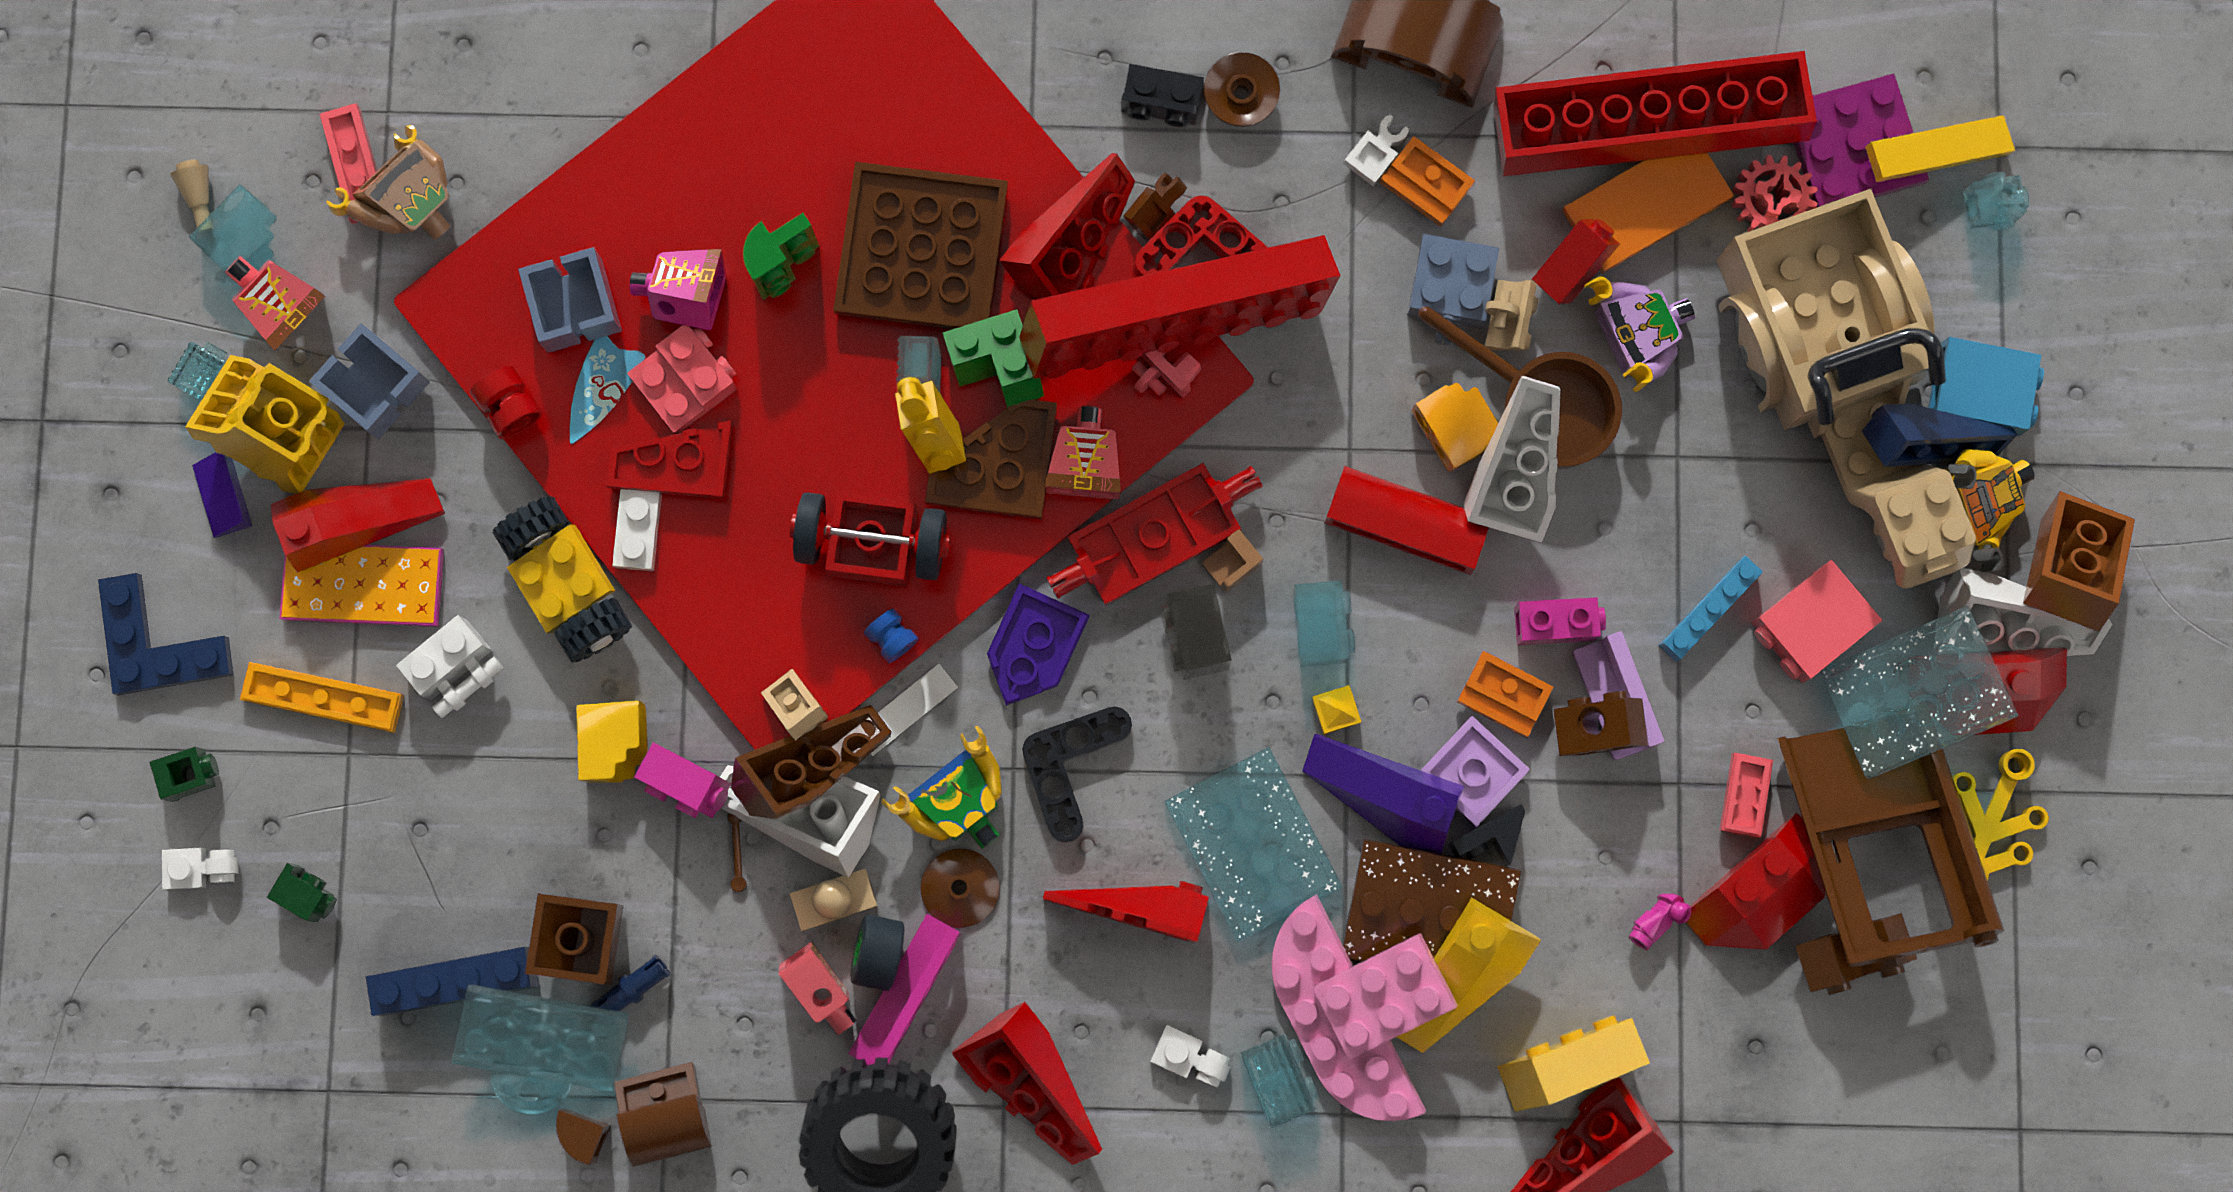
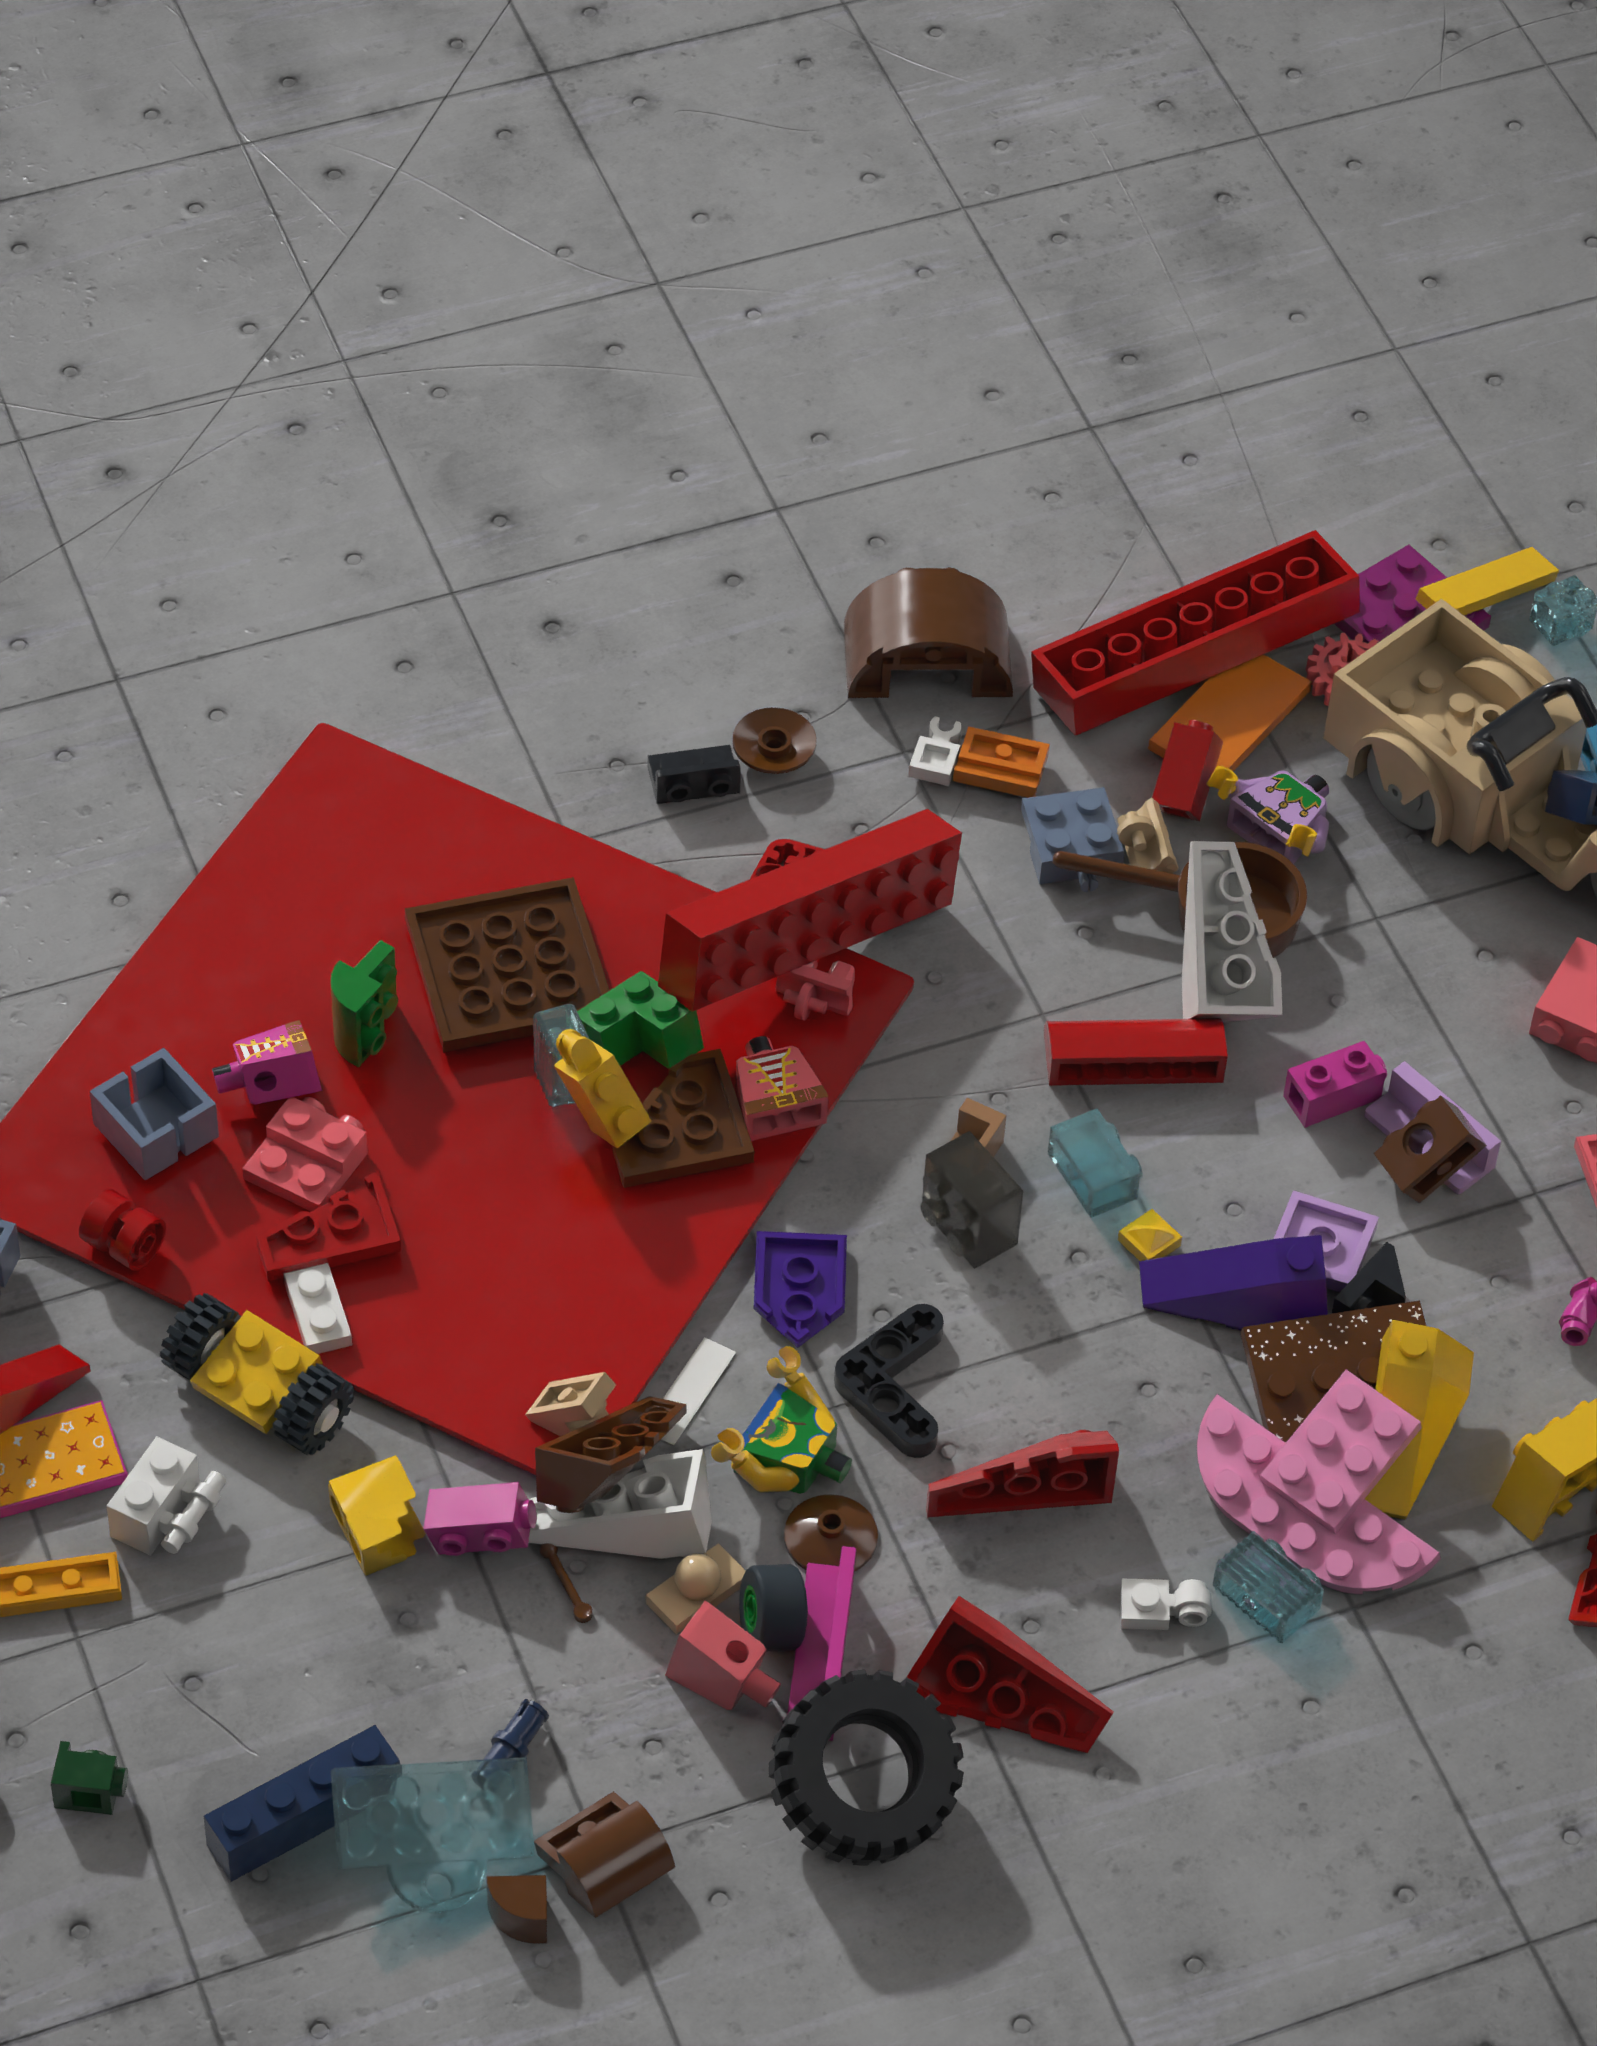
camera: 25 degrees left, 30 degrees down
(574, 939) = (430, 1704): reddish brown slope -> none
(600, 384) = (214, 1195): medium azure sticker -> none
(870, 538) = (584, 1218): brick -> none
(891, 635) = (649, 1311): blue wheel -> none
(1069, 237) = (663, 883): red wedge -> none
(1153, 206) = (734, 861): reddish brown plate -> none
(1154, 533) = (878, 1140): red plate -> none
(1252, 843) = (1124, 1379): clear light blue plate -> none
(1456, 424) = (1139, 949): light orange piece -> none
(1504, 694) = (1316, 1165): orange plate -> none
(1710, 608) = (1481, 1028): dark azure piece -> none

